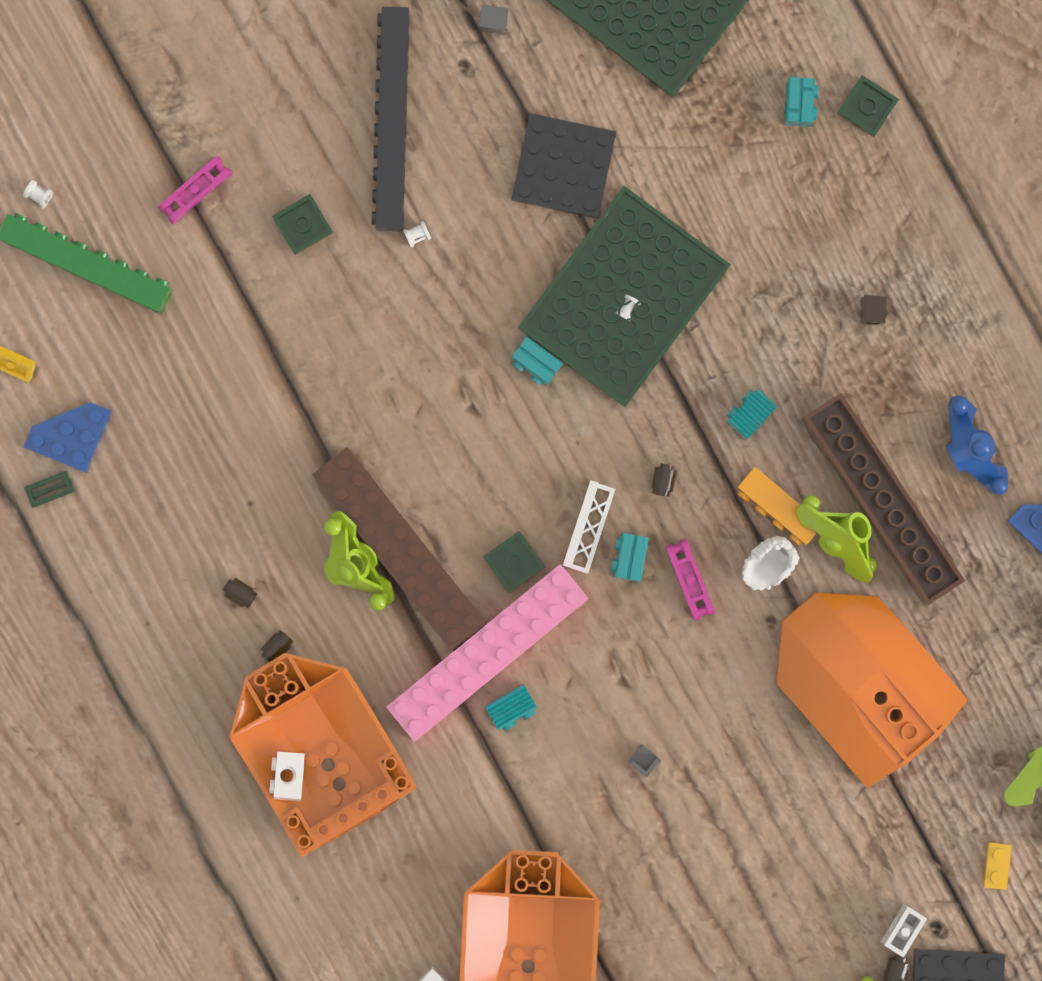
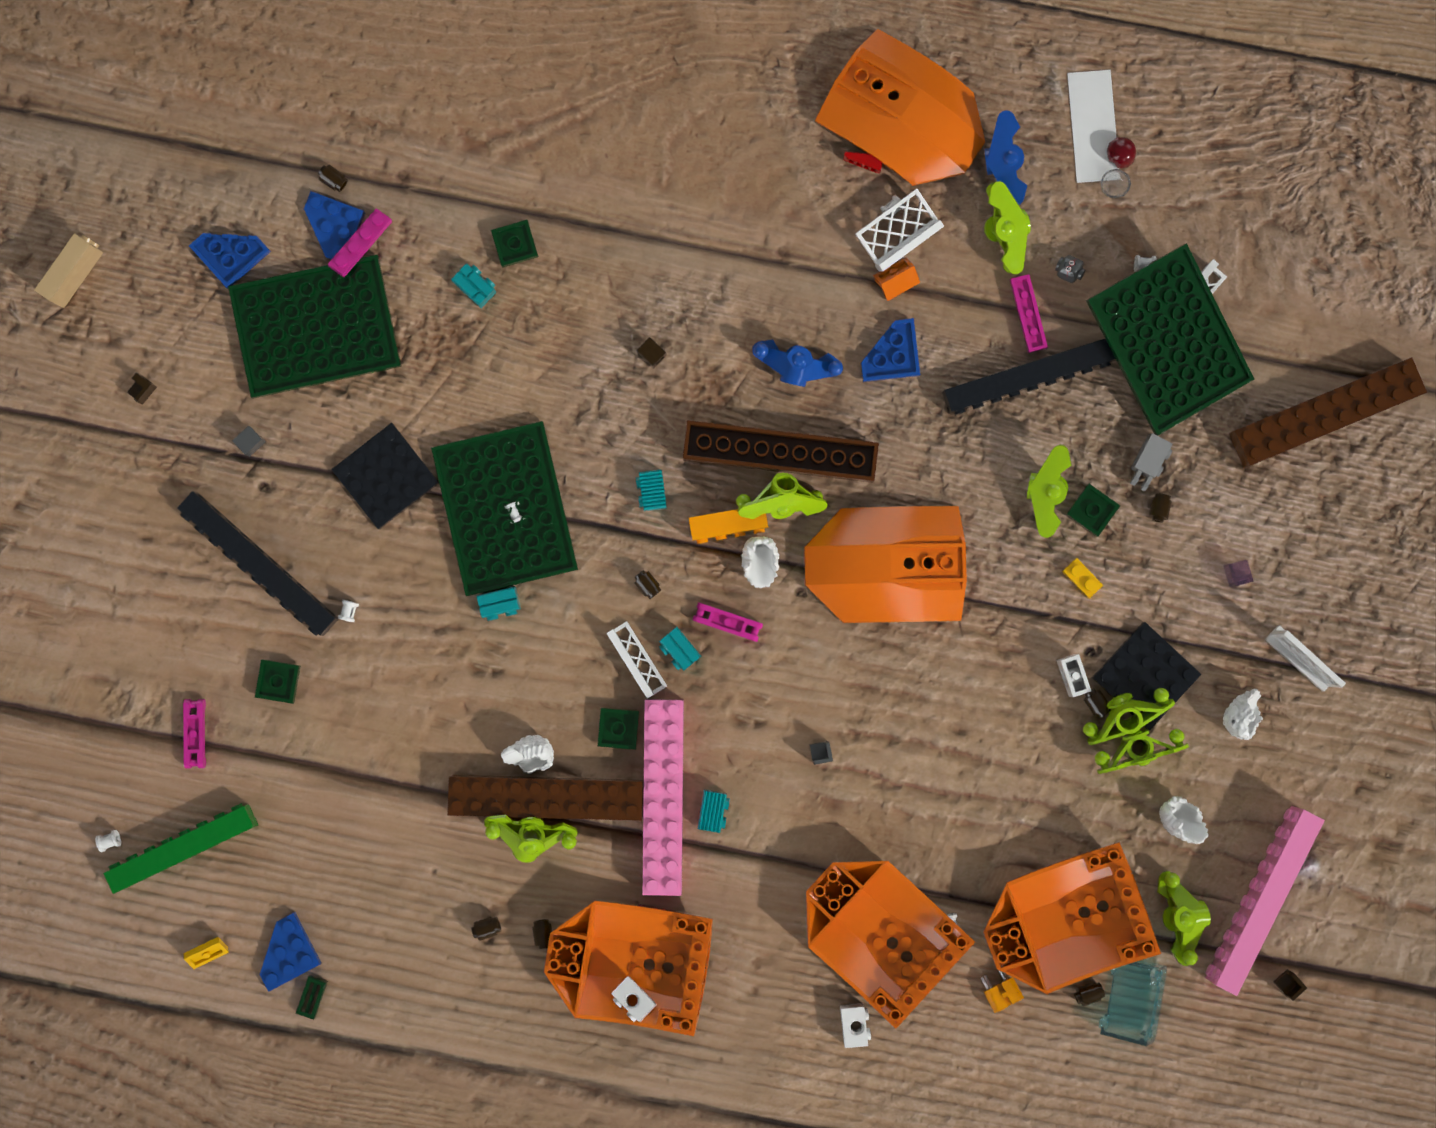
camera: 45 degrees left, 0 degrees up
(426, 502) = (530, 754): none -> white piece

